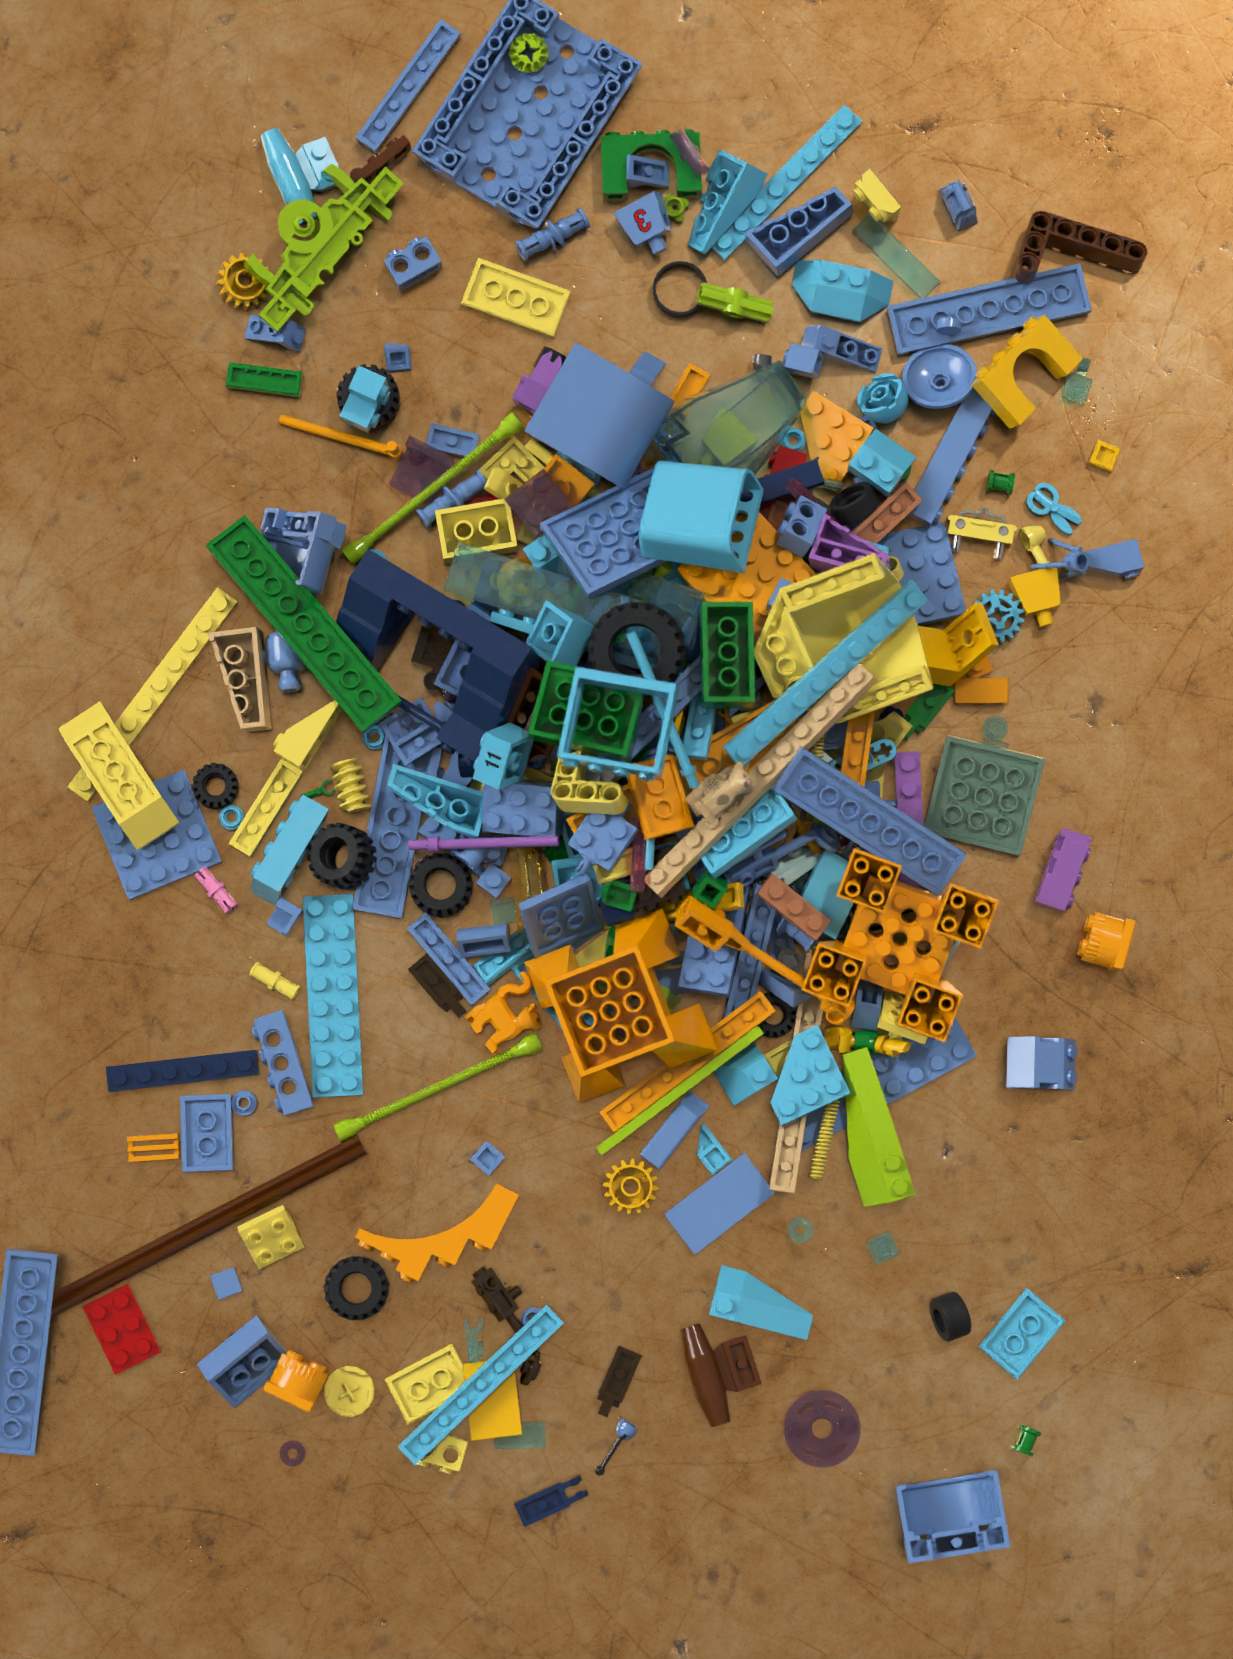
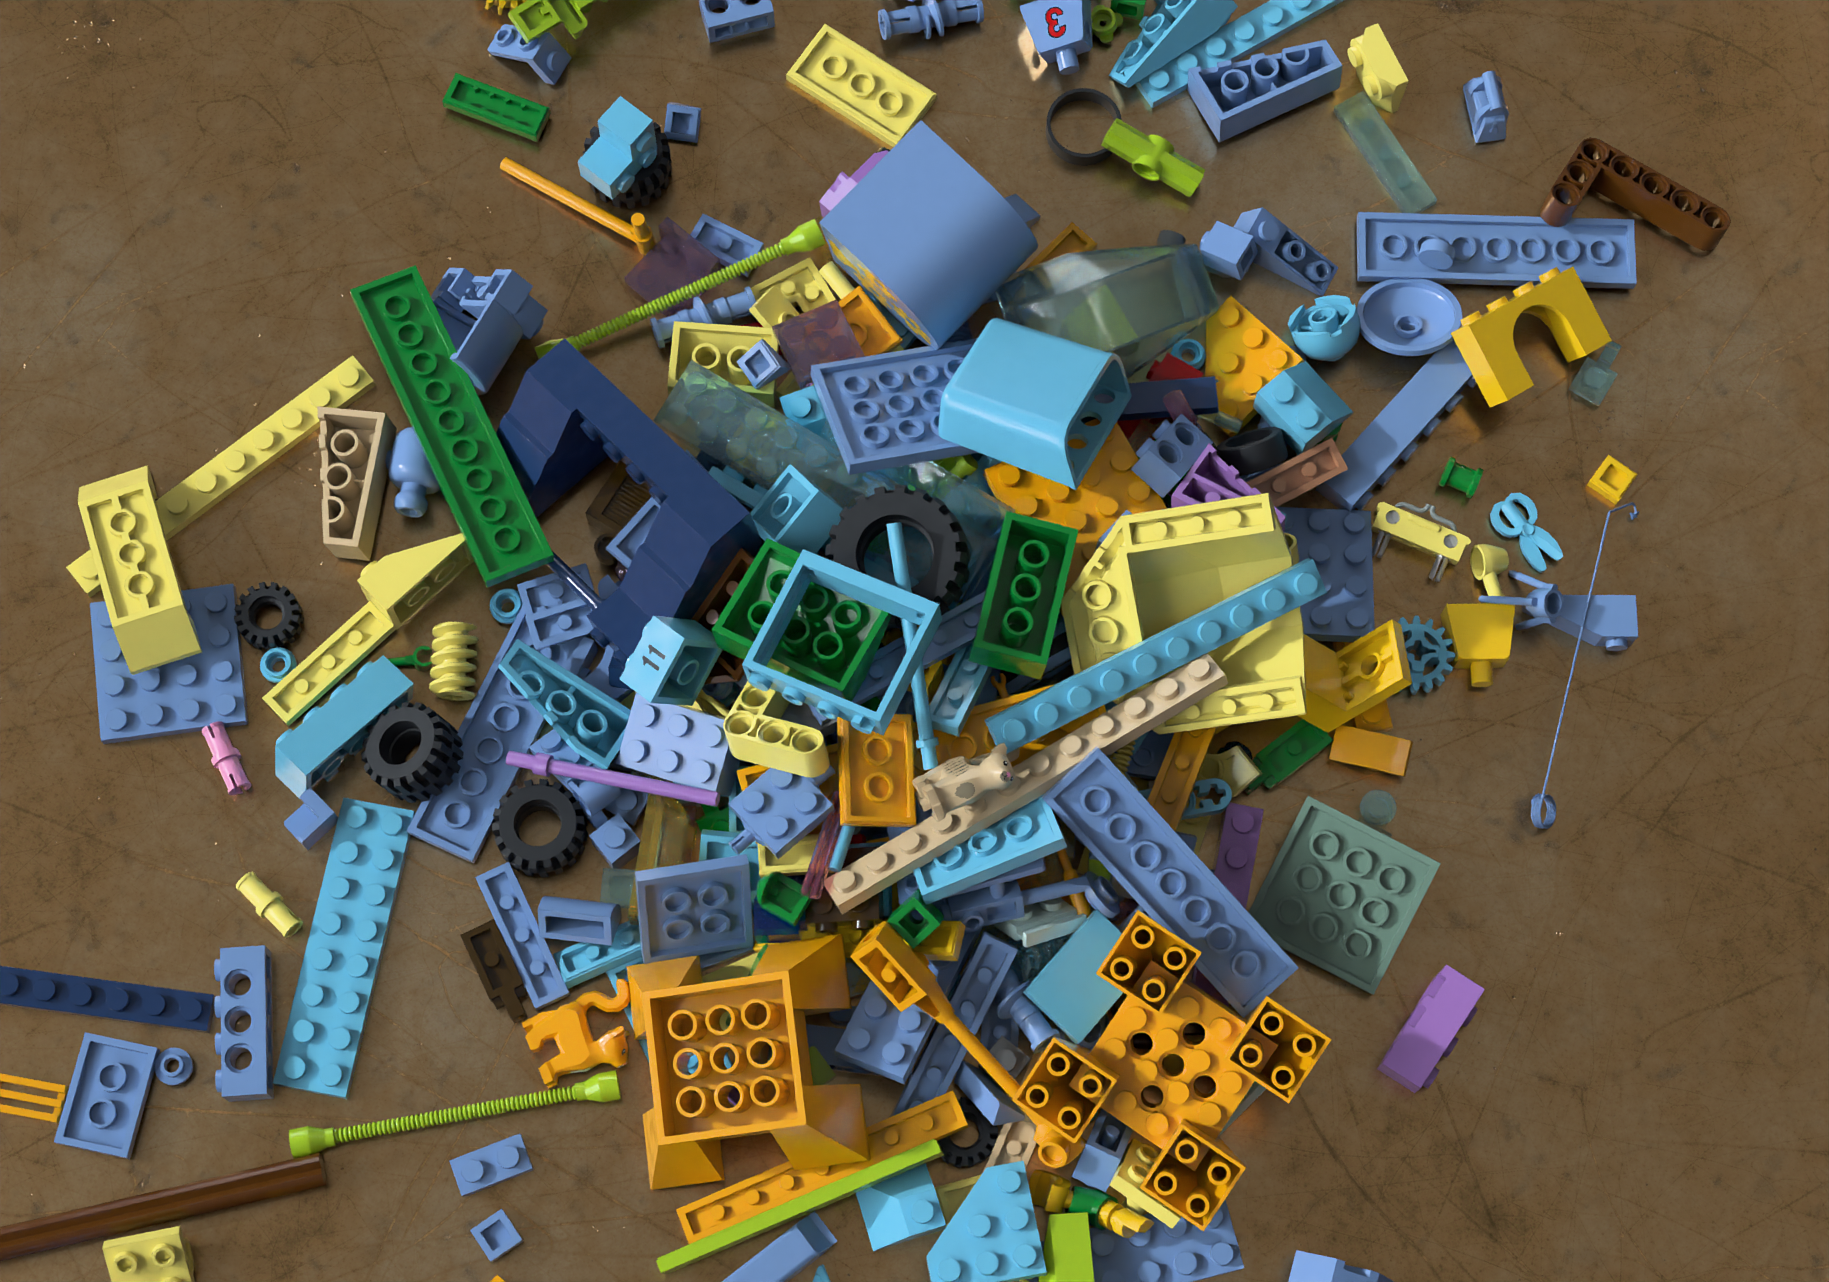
camera: 10 degrees right, 10 degrees down
(470, 1113) = (491, 1165): none -> medium blue plate
(504, 527) = (762, 364): none -> medium blue slope
(793, 907) = (1029, 979): nougat plate -> none
(841, 289) = (1302, 176): medium azure wedge -> none
(1100, 697) = (1538, 798): none -> medium blue piece
(1106, 941) = (1472, 1147): light orange piece -> none

